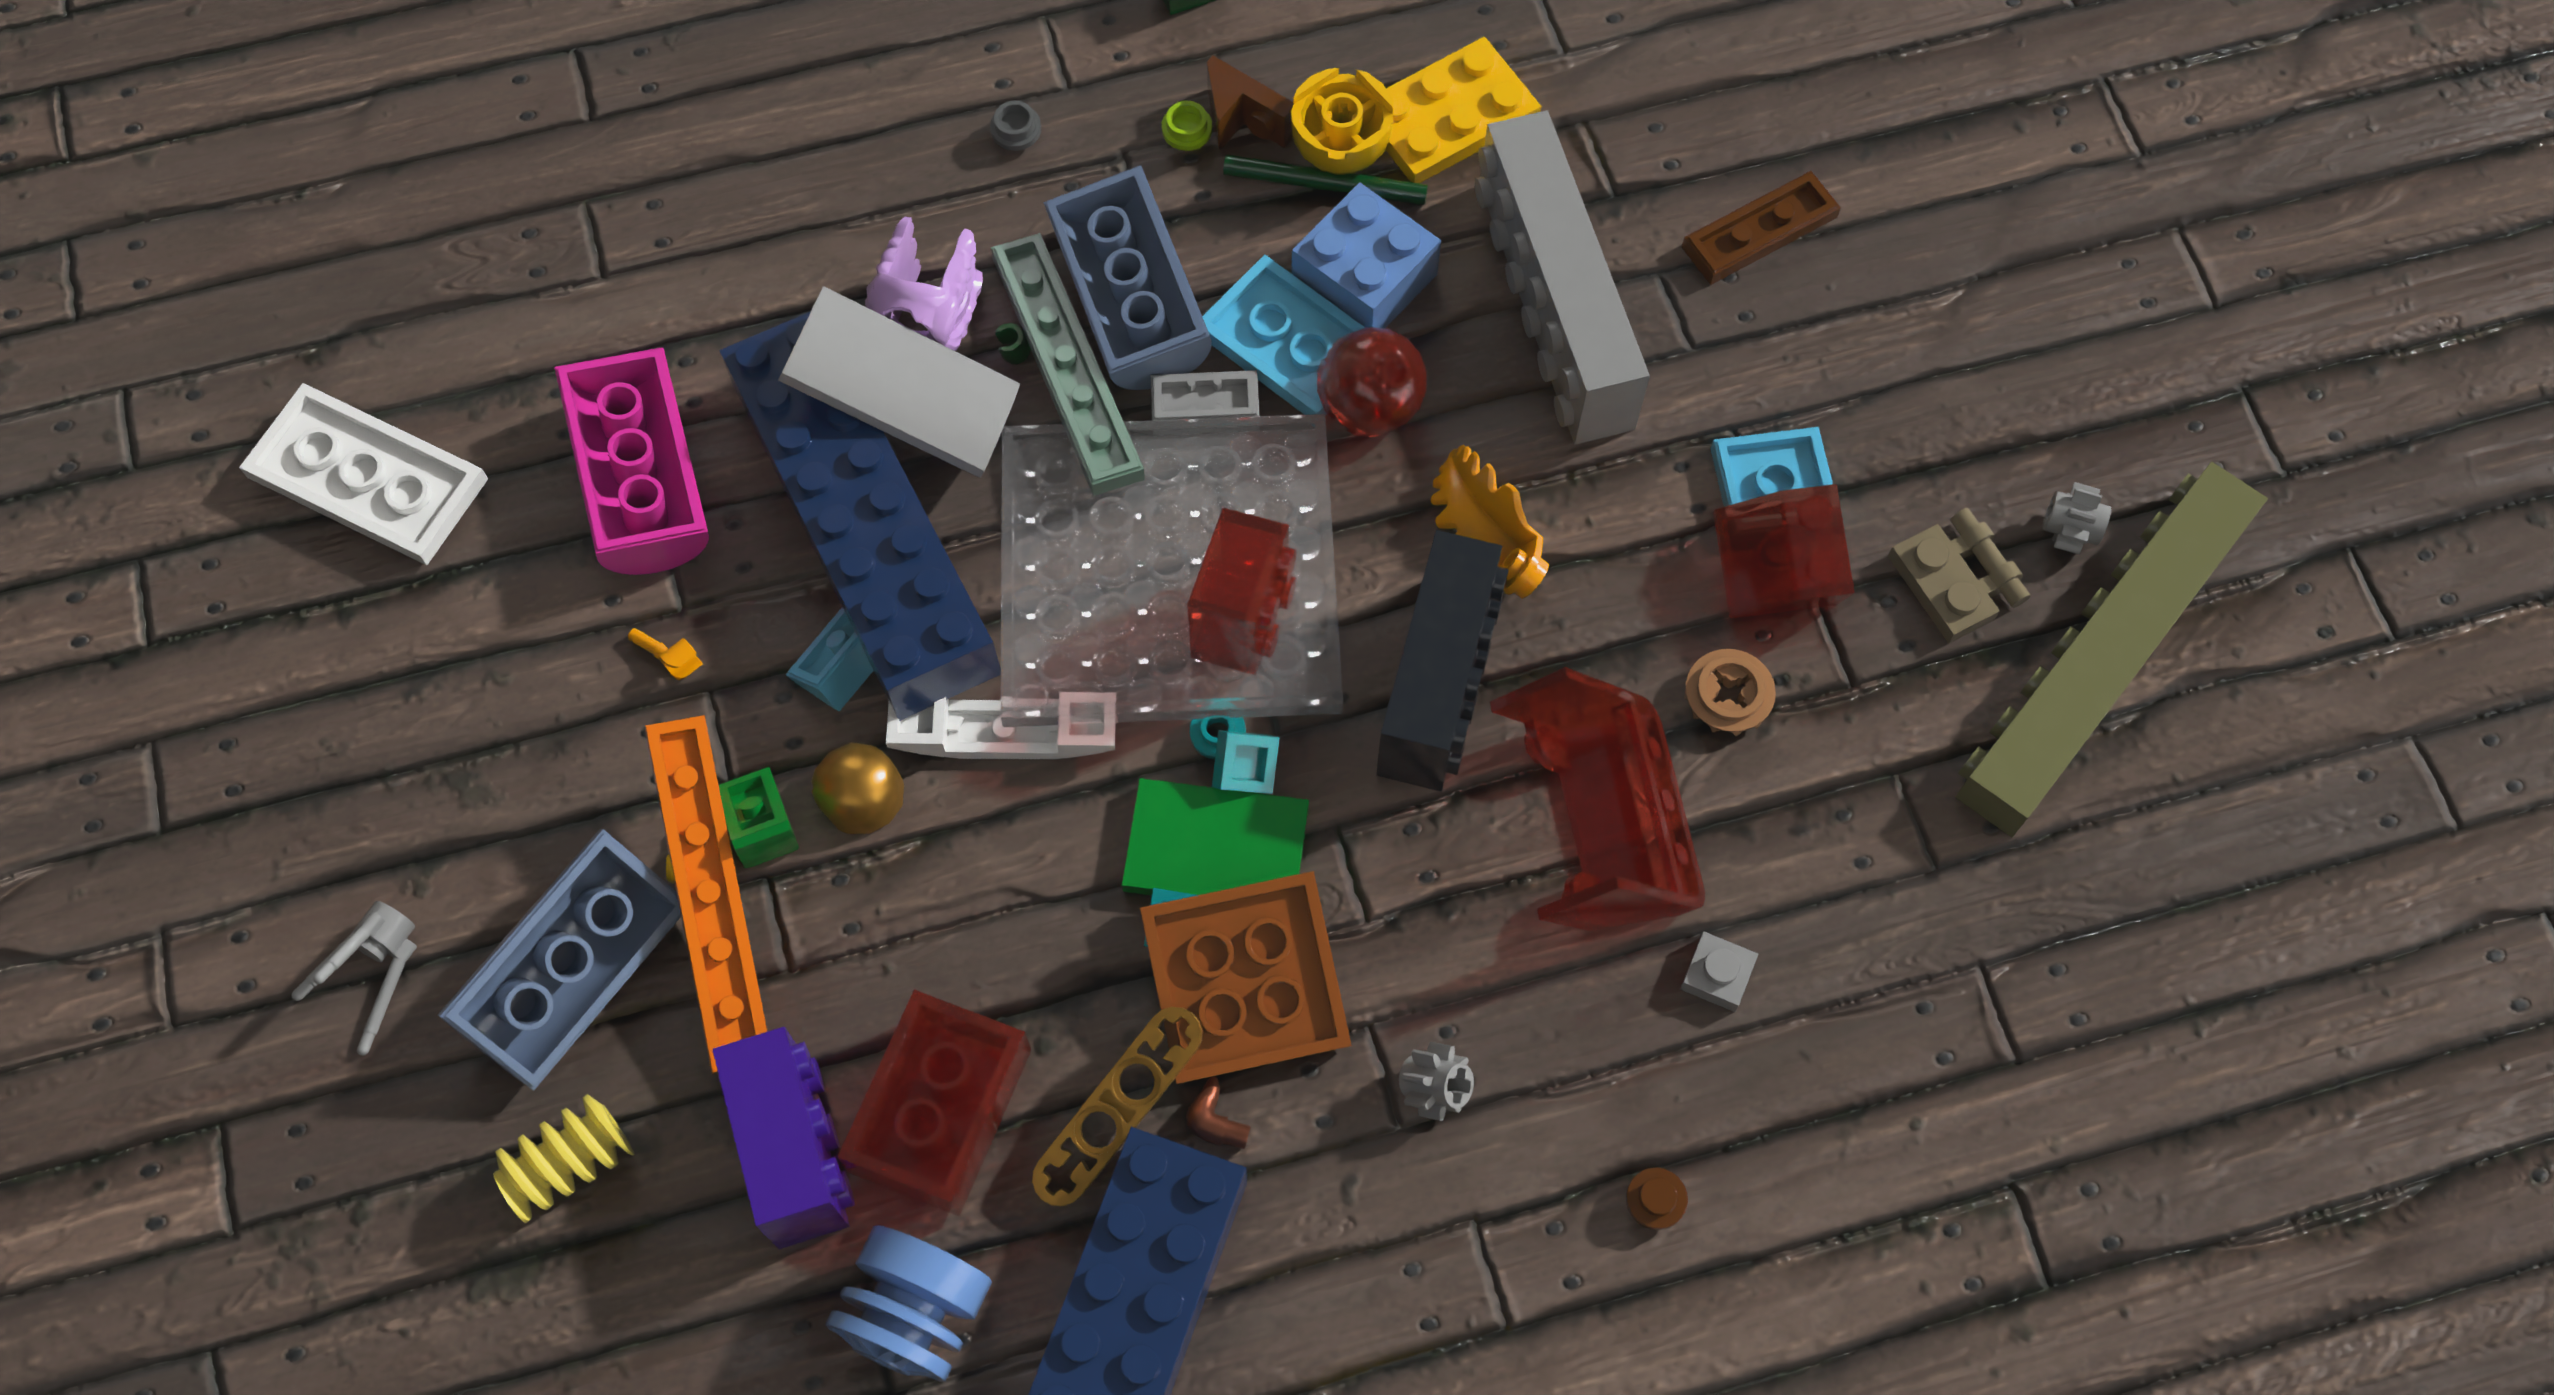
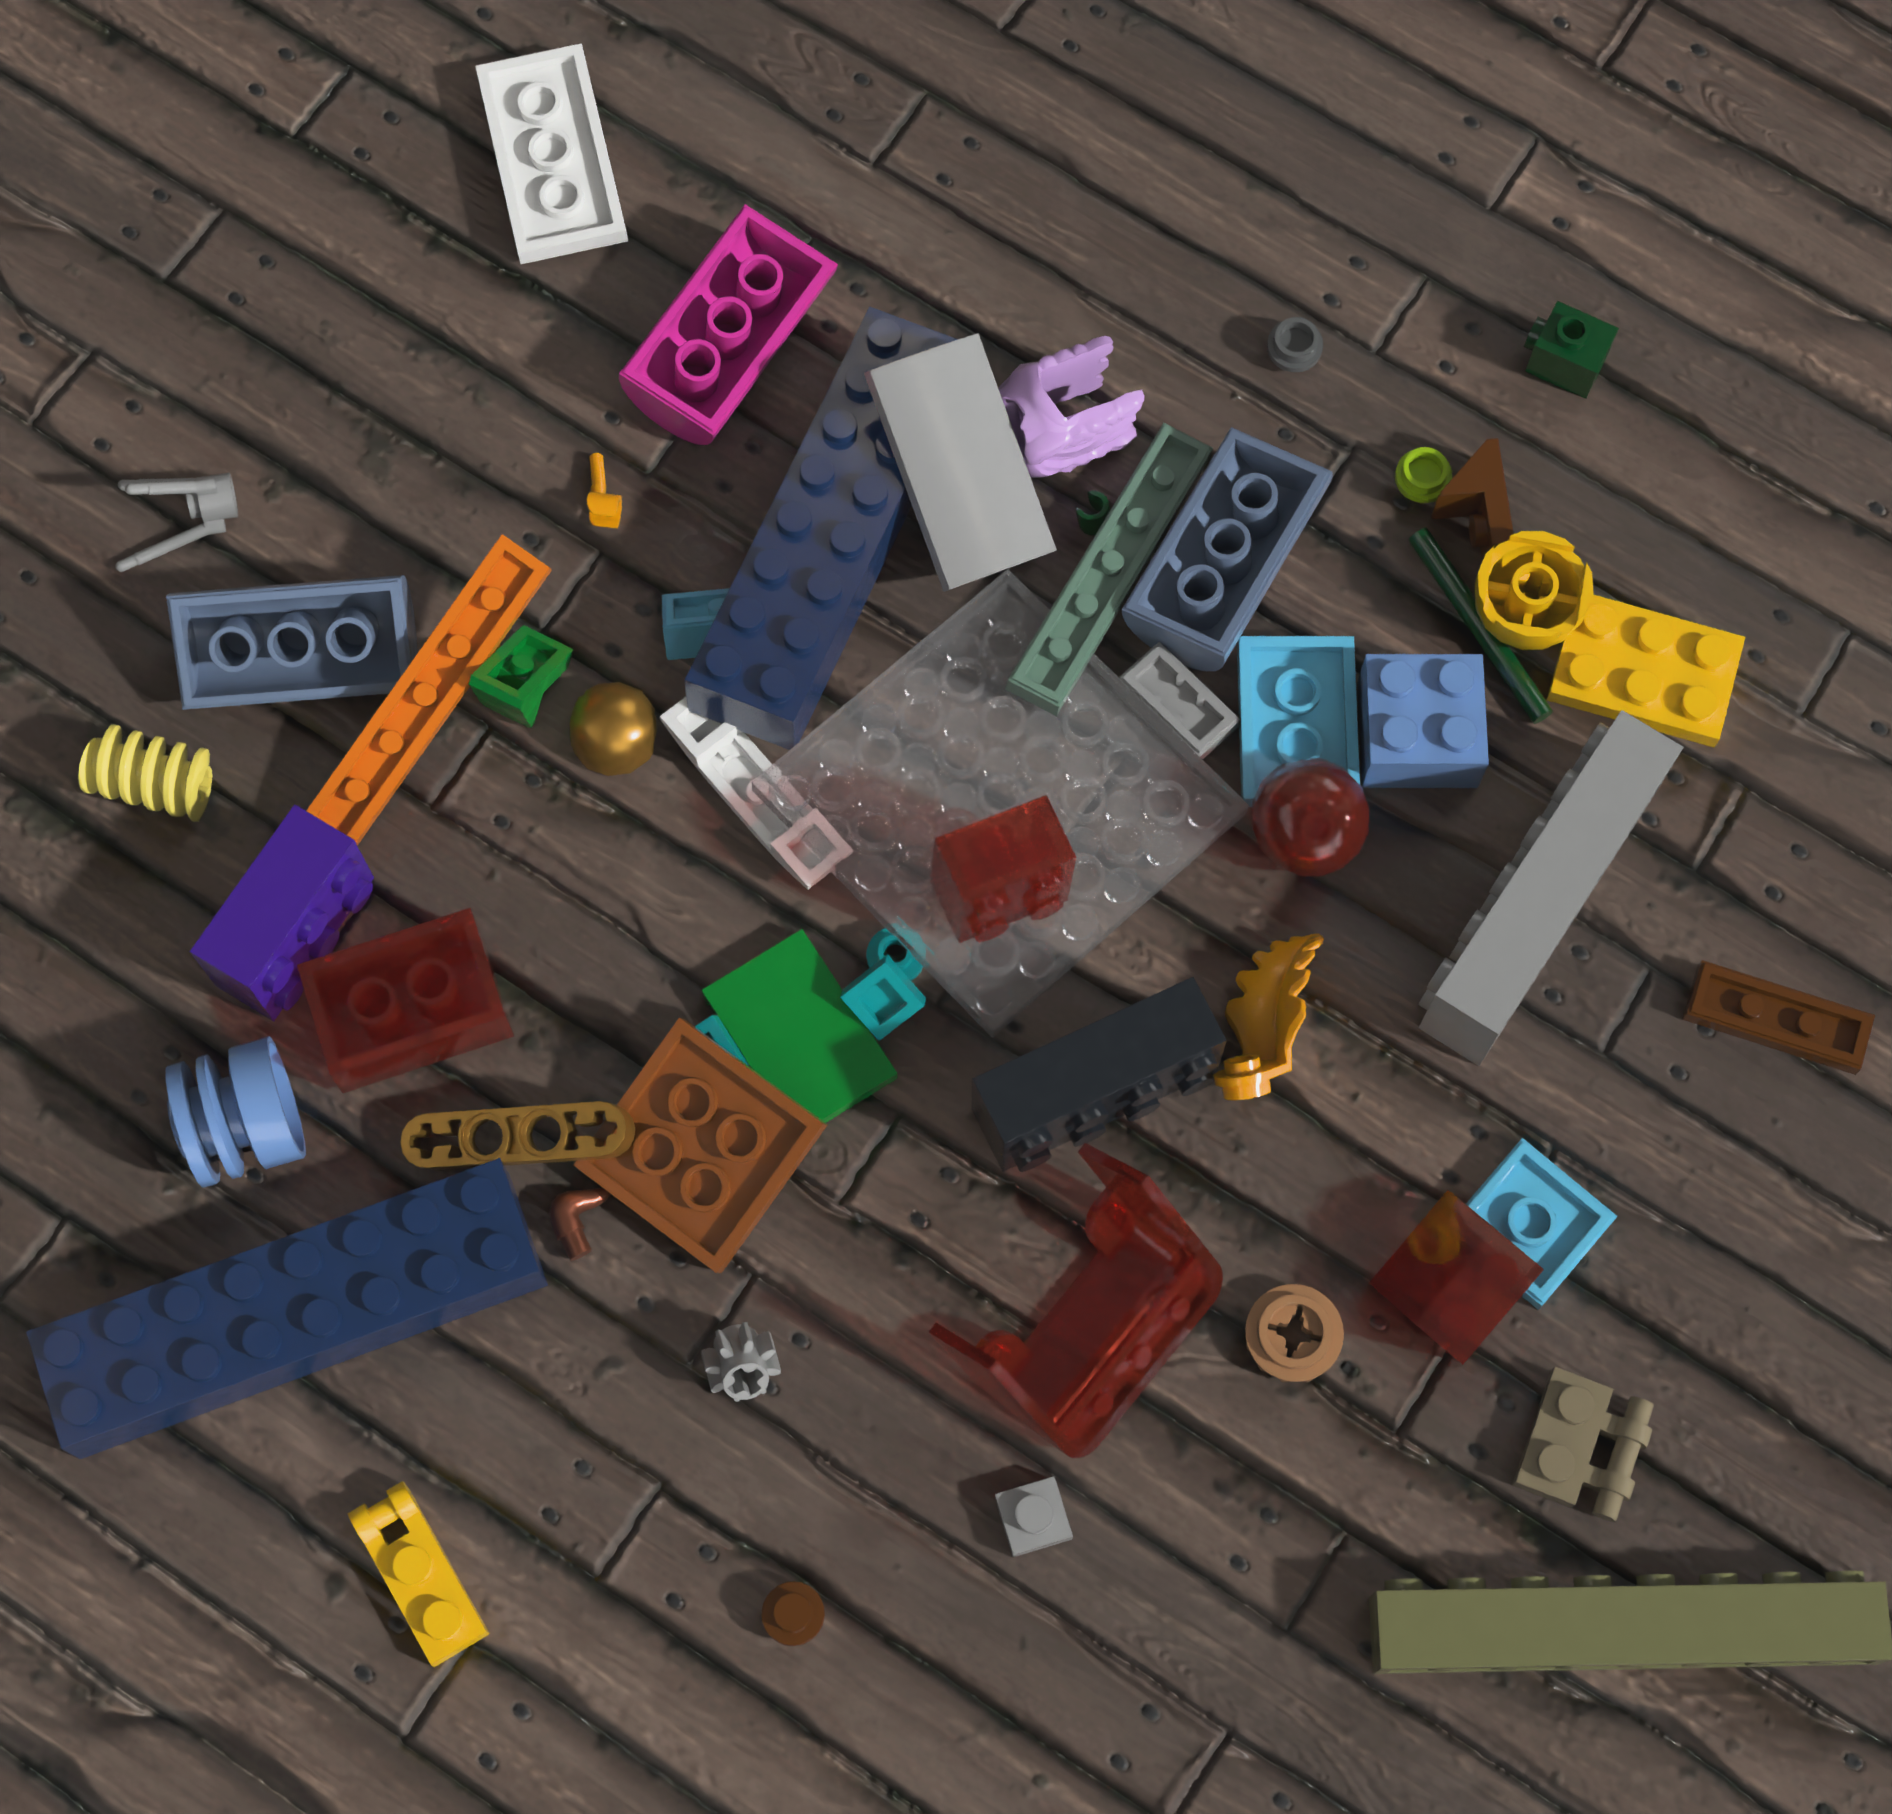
camera: 50 degrees right, 5 degrees up
(2077, 518) = (1725, 1504): light grey gear -> none

